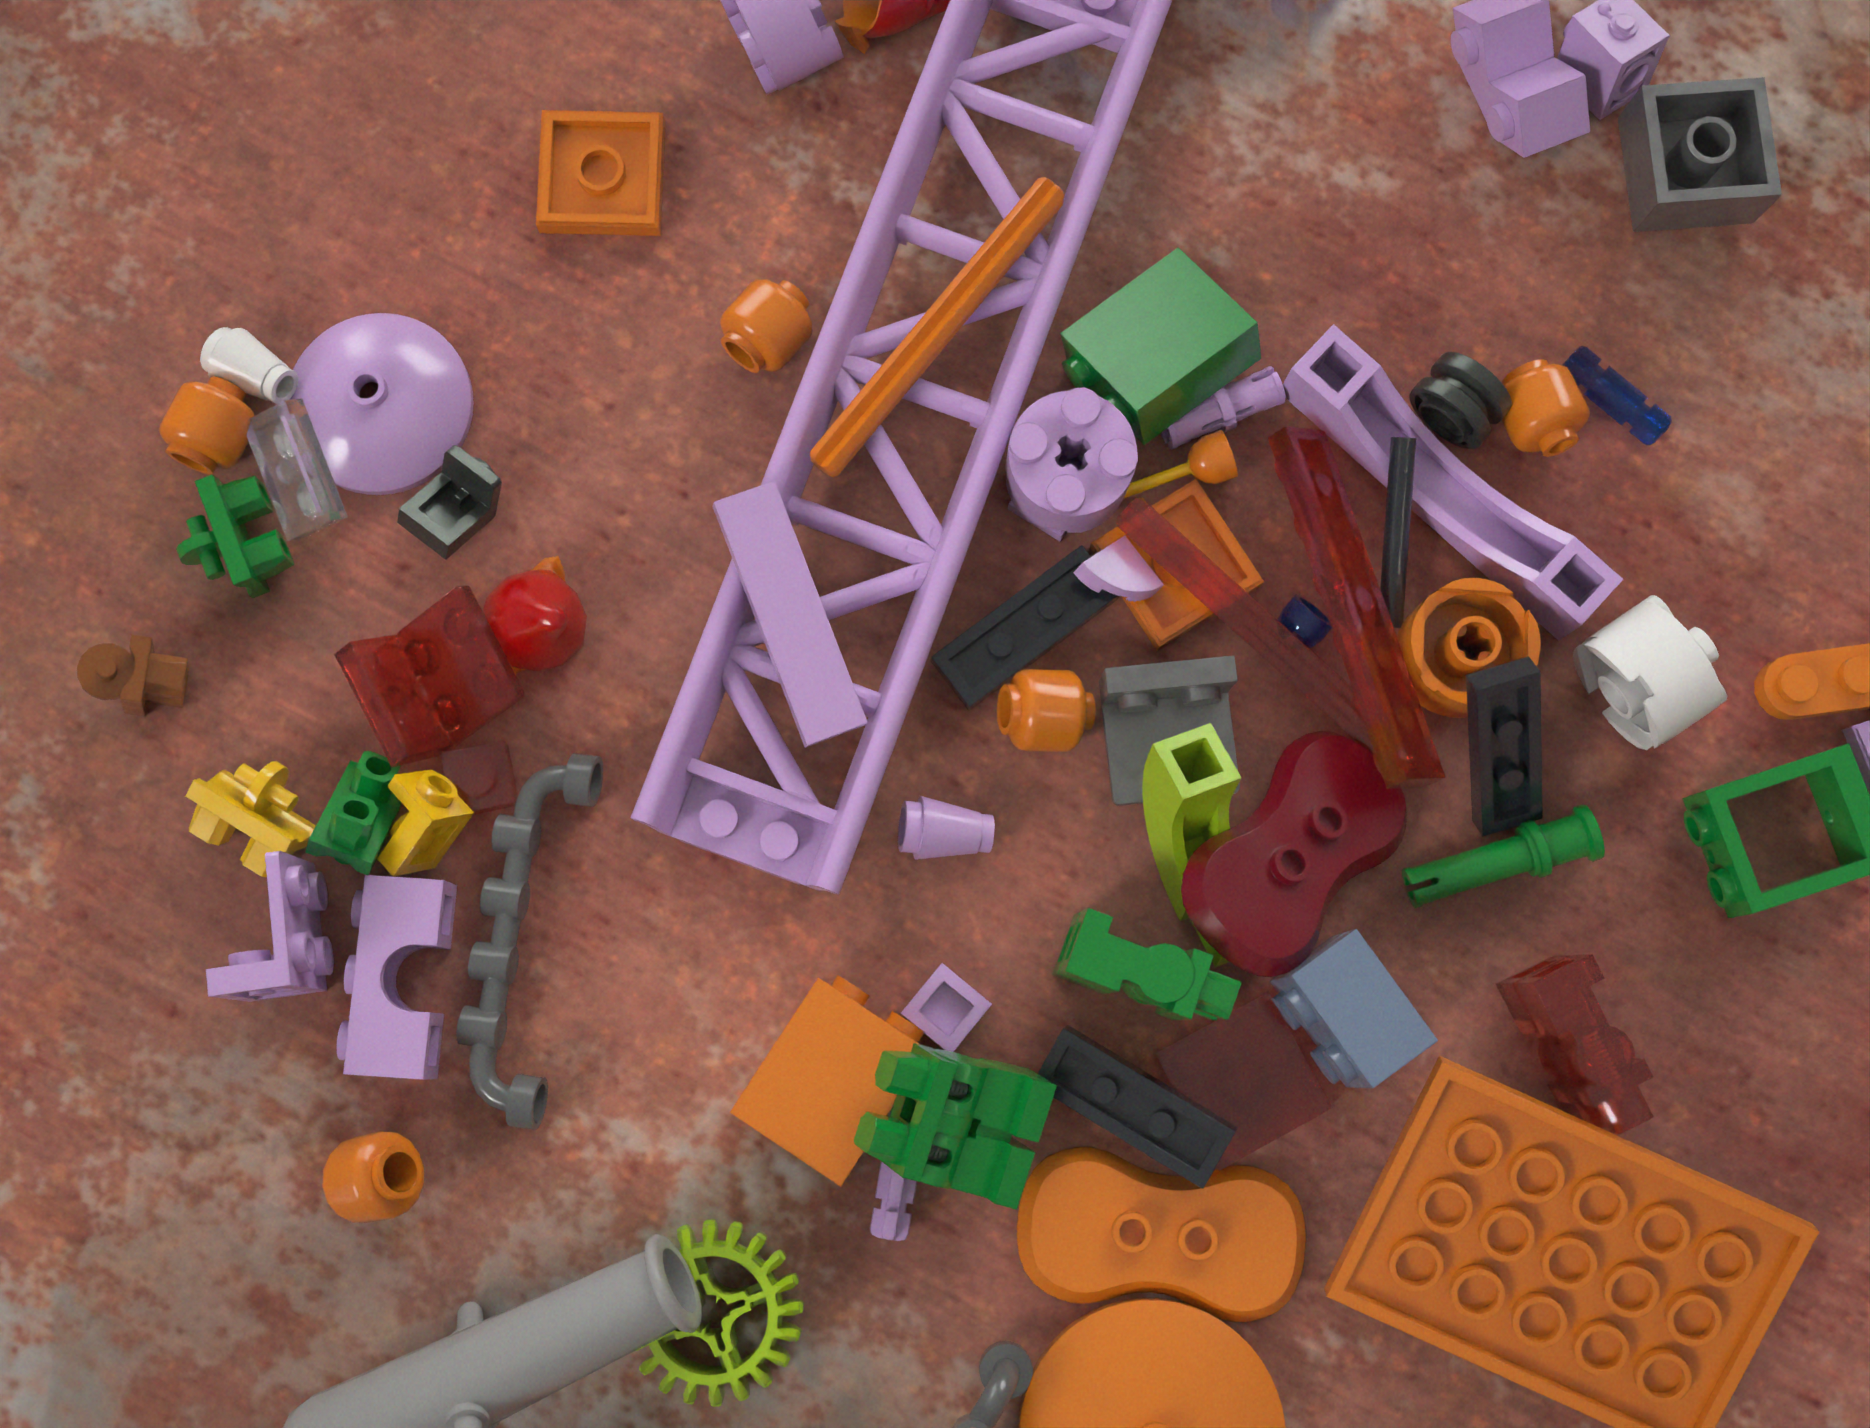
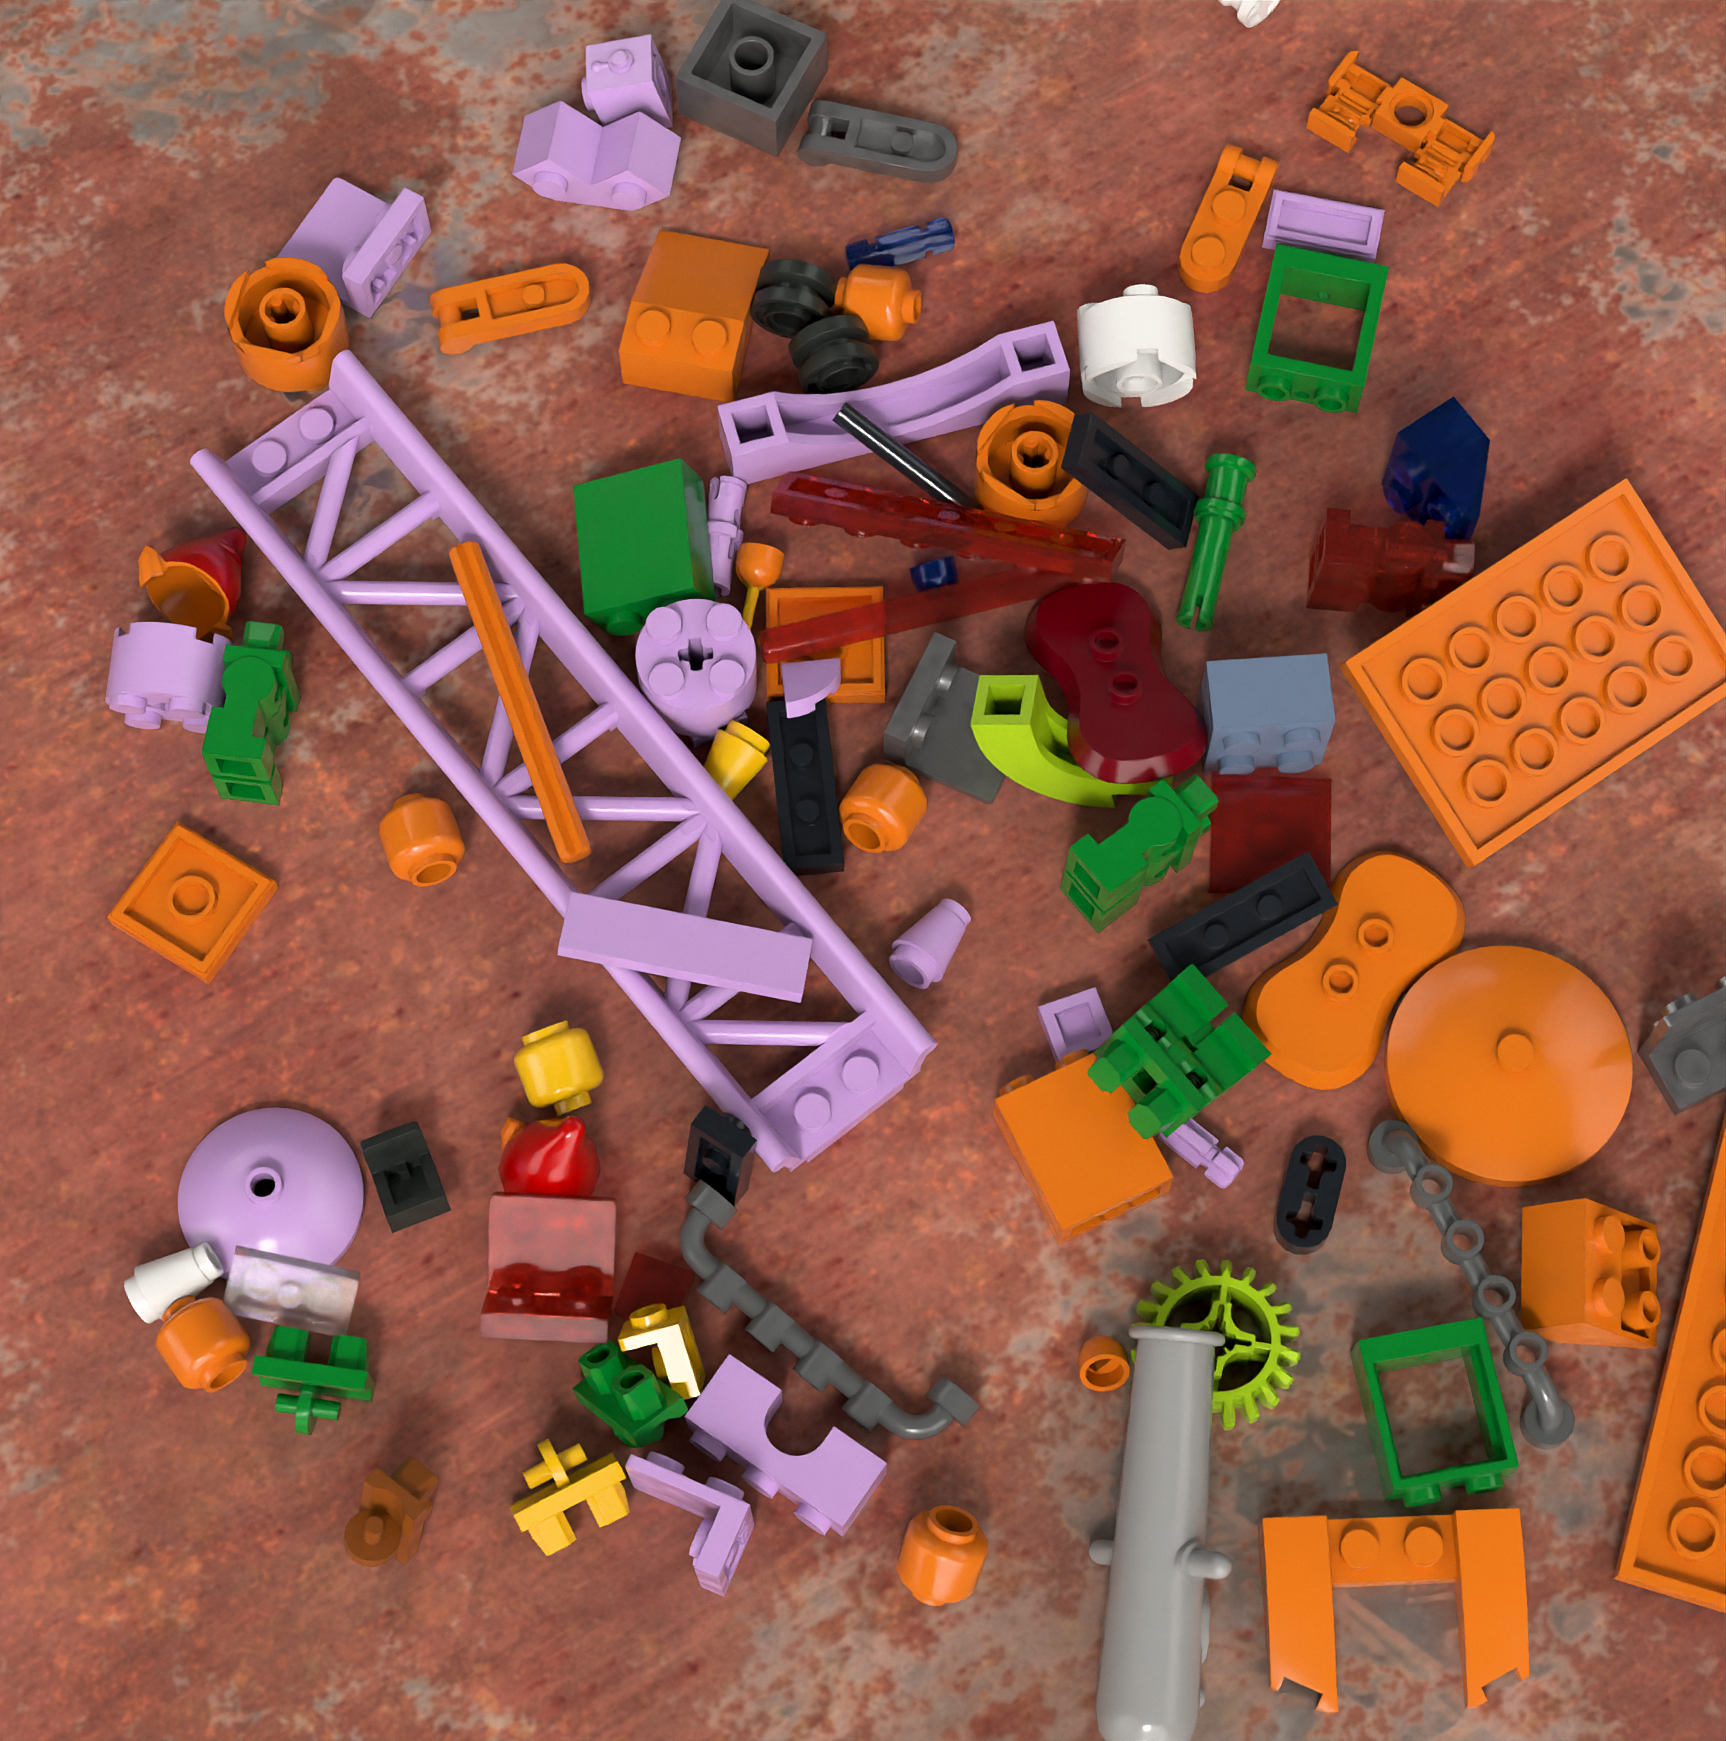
camera: 55 degrees left, 10 degrees down
(623, 761) = (720, 1153): none -> black plate
(628, 572) = (558, 1067): none -> yellow head
(639, 1217) = (1109, 1365): none -> orange hinge
(788, 109) = (254, 718): none -> green hips
(918, 1333) = (1323, 1198): none -> black beam
(1008, 550) = (736, 757): none -> yellow cone
(1326, 88) = (510, 305): none -> orange plate
(1423, 251) = (691, 316): none -> orange slope
(1495, 328) = (792, 296): none -> pearl dark grey wheel
(1707, 1041) = (1439, 470): none -> clear blue slope
(1708, 313) = (878, 143): none -> flat silver plate

